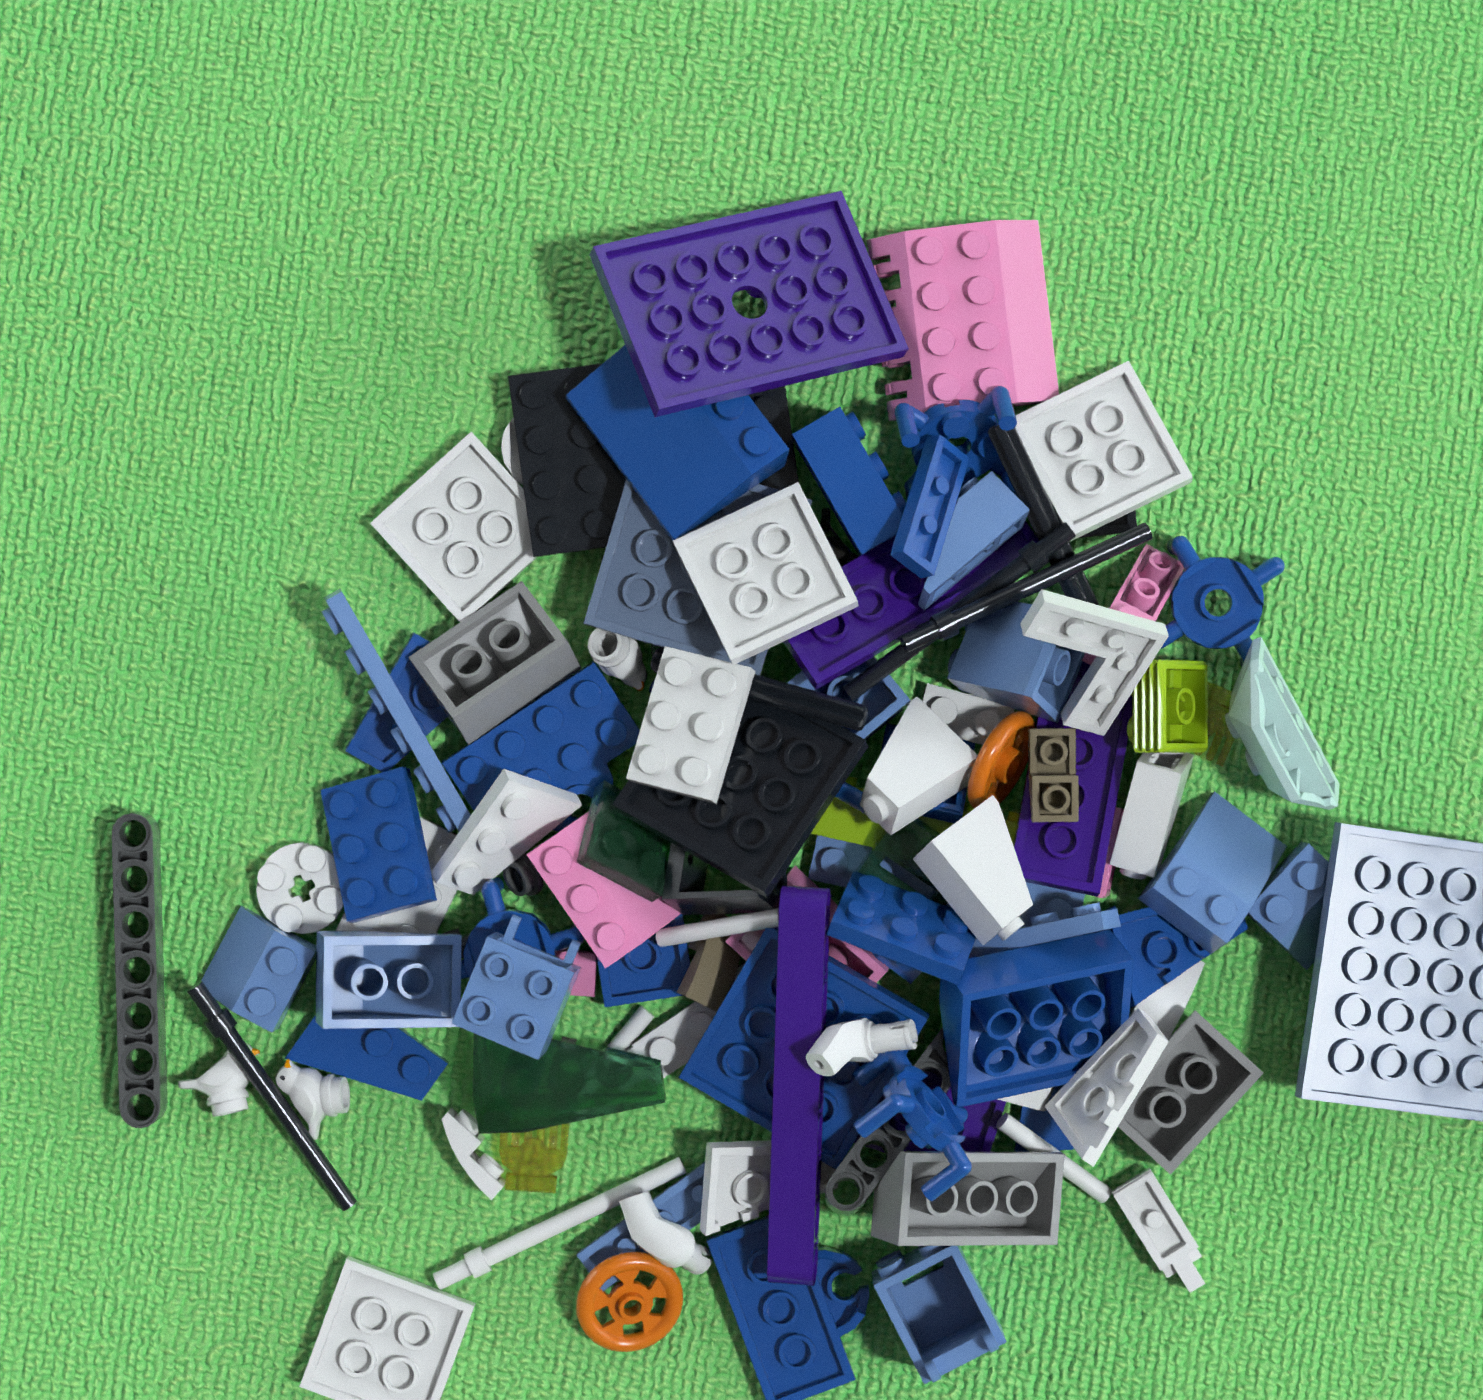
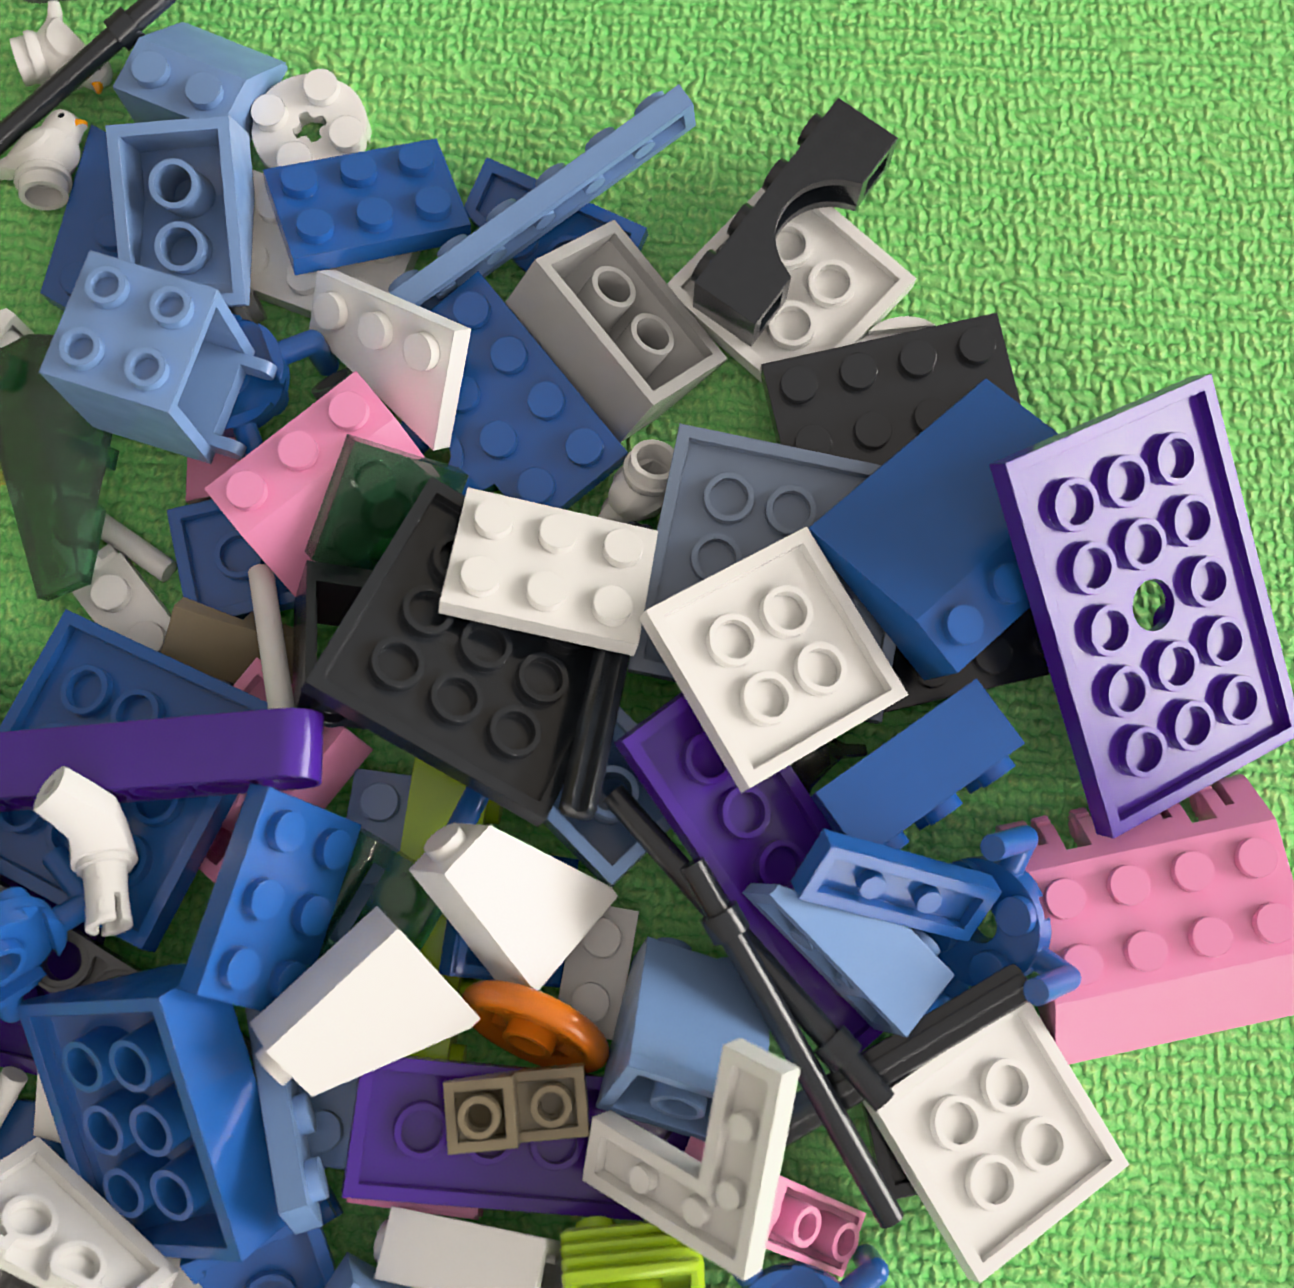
camera: 85 degrees right, 10 degrees down
(382, 485) = (833, 167): none -> black arch

